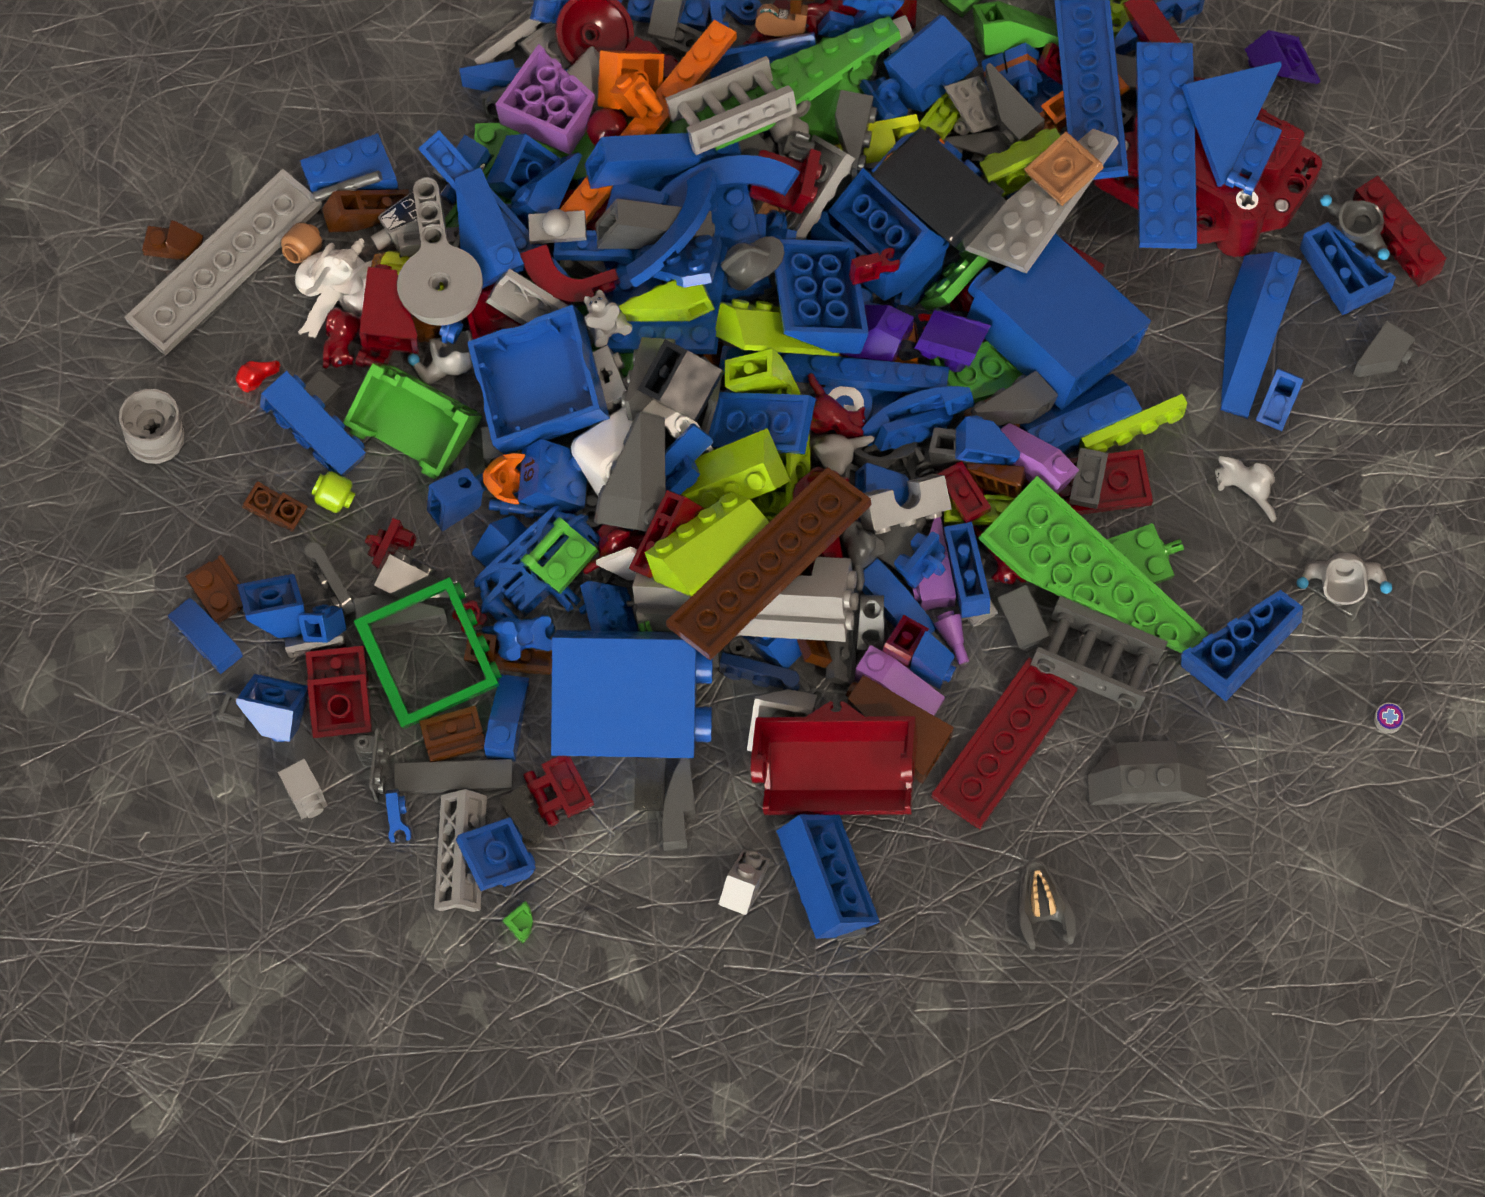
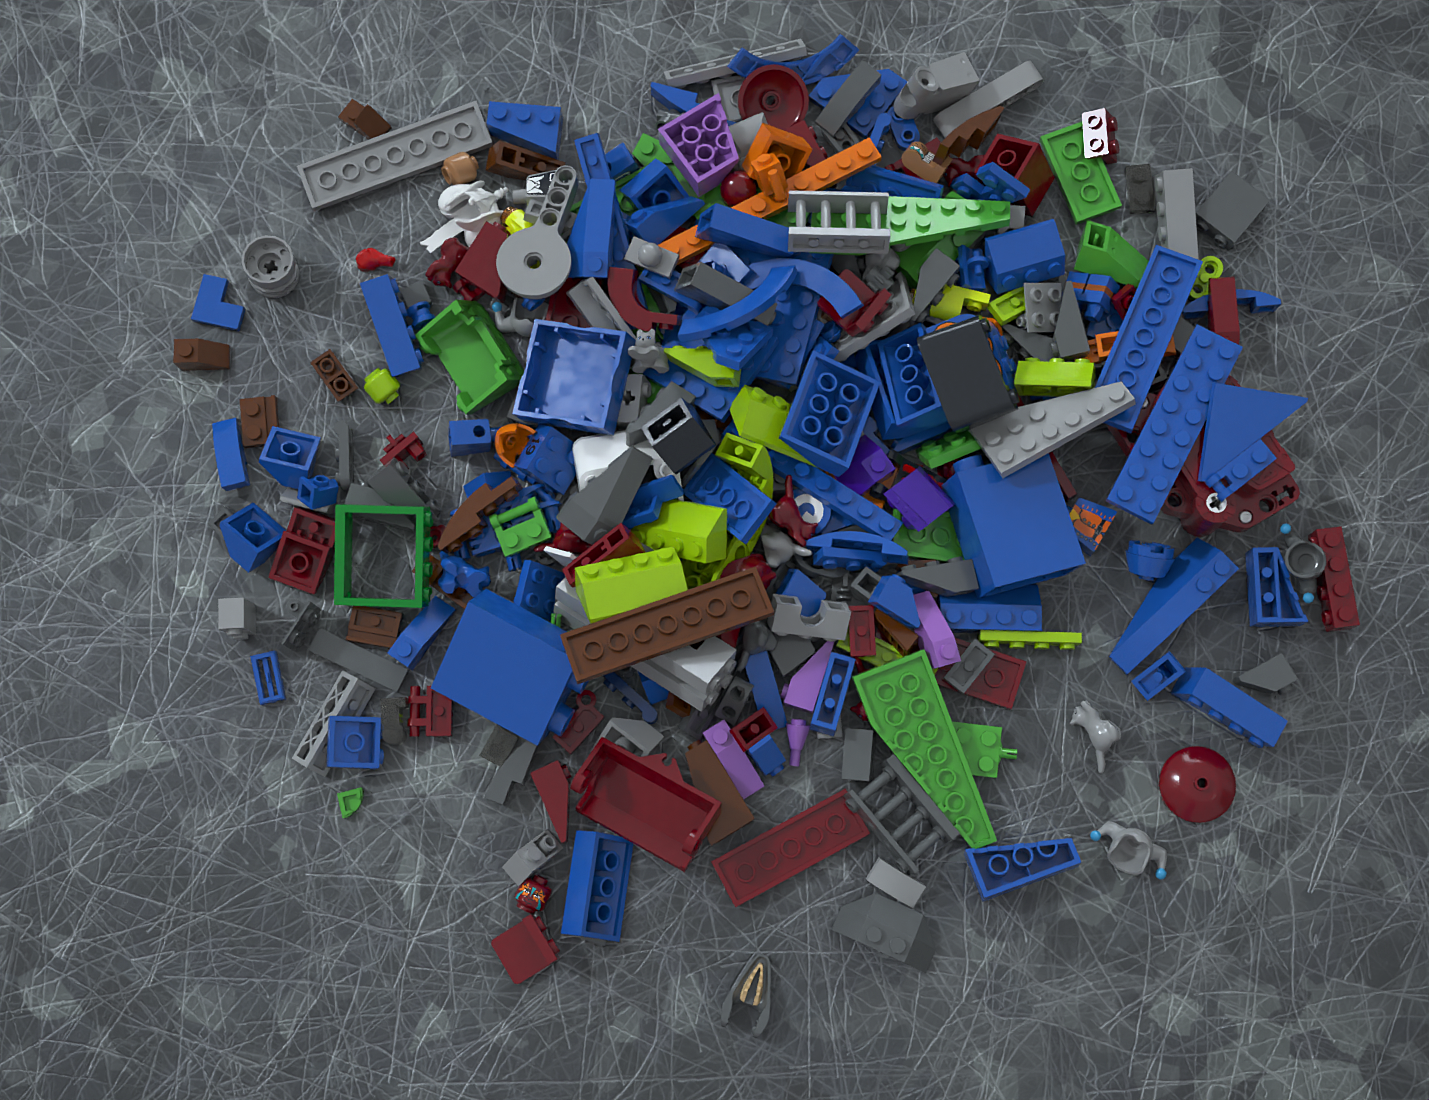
camera: 30 degrees right, 10 degrees up
(106, 502) = (210, 306): none -> blue tile
(120, 550) = (201, 355): none -> reddish brown slope
(337, 403) = (420, 314): none -> blue wheel
(350, 184) = (515, 140): dark grey piece -> none
(380, 859) = (278, 677): none -> blue tile
(395, 808) = (300, 665): blue plate -> none
(500, 572) = (469, 519): none -> reddish brown slope
(725, 726) = (581, 725): none -> dark red hinge
(730, 803) = (555, 793): none -> dark red slope
(752, 262) = (788, 362): dark grey piece -> none
(765, 917) = (533, 894): none -> dark red head
(787, 973) = (525, 949): none -> dark red bracket
(869, 267) = (878, 412): dark red plate -> none
(924, 561) = (801, 673): blue hips -> none
(1064, 168) = (1078, 406): medium nougat tile -> none
(1129, 723) = (895, 883): none -> light grey slope
(1135, 284) = (1090, 523): none -> torso
(1210, 294) = (1149, 559): none -> blue cone
(1288, 49) = (1319, 384): dark purple slope -> none
(1363, 395) = (1229, 706): none -> blue wedge
(1372, 503) = (1180, 787): none -> dark red dish
(1389, 717) = (1105, 981): tile -> none

